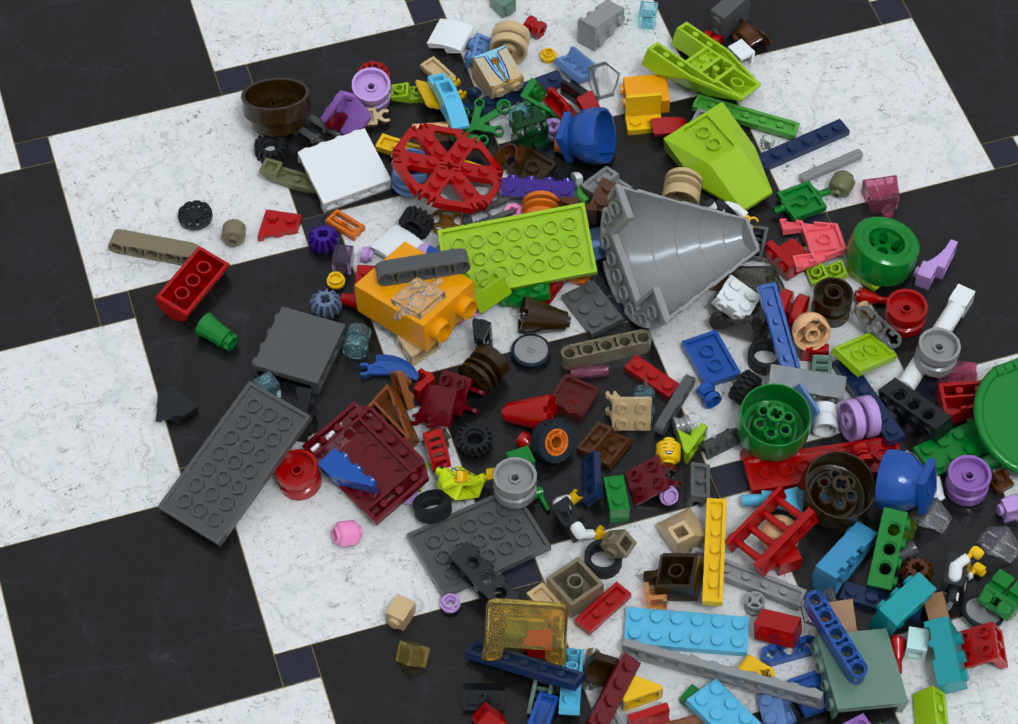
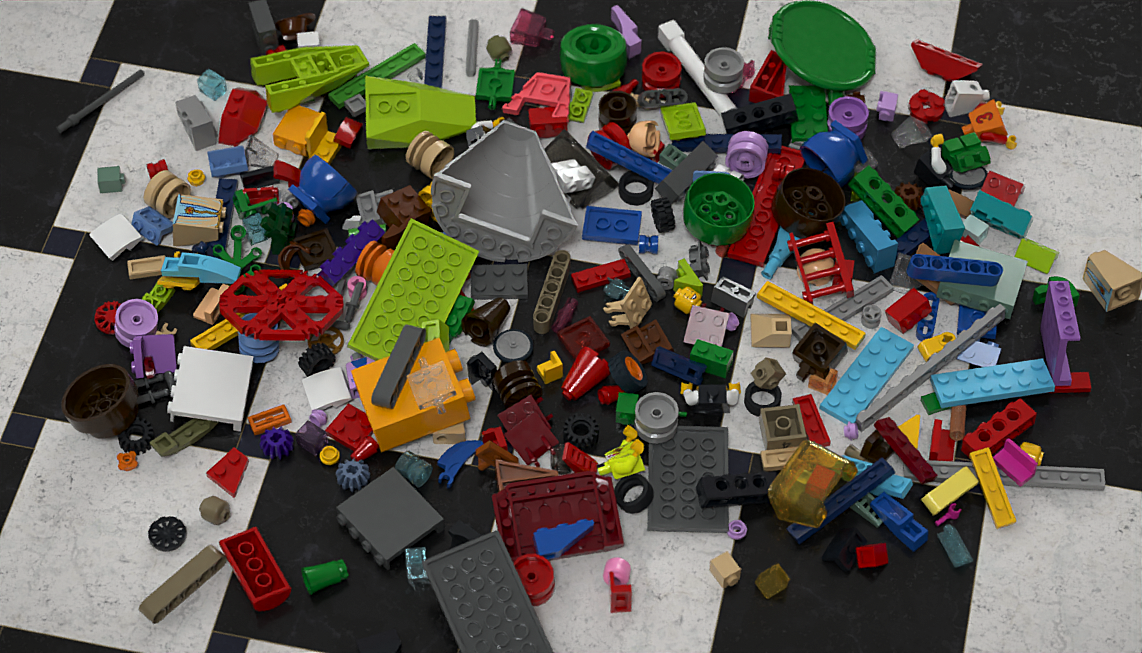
camera: 60 degrees left, 0 degrees up
(245, 155) = (127, 465): none -> orange plate
(319, 538) = (619, 596): none -> red panel
(524, 388) = (551, 369): none -> yellow panel
(614, 645) = (851, 431): none -> lavender plate
(629, 47) = (241, 116): none -> red wedge

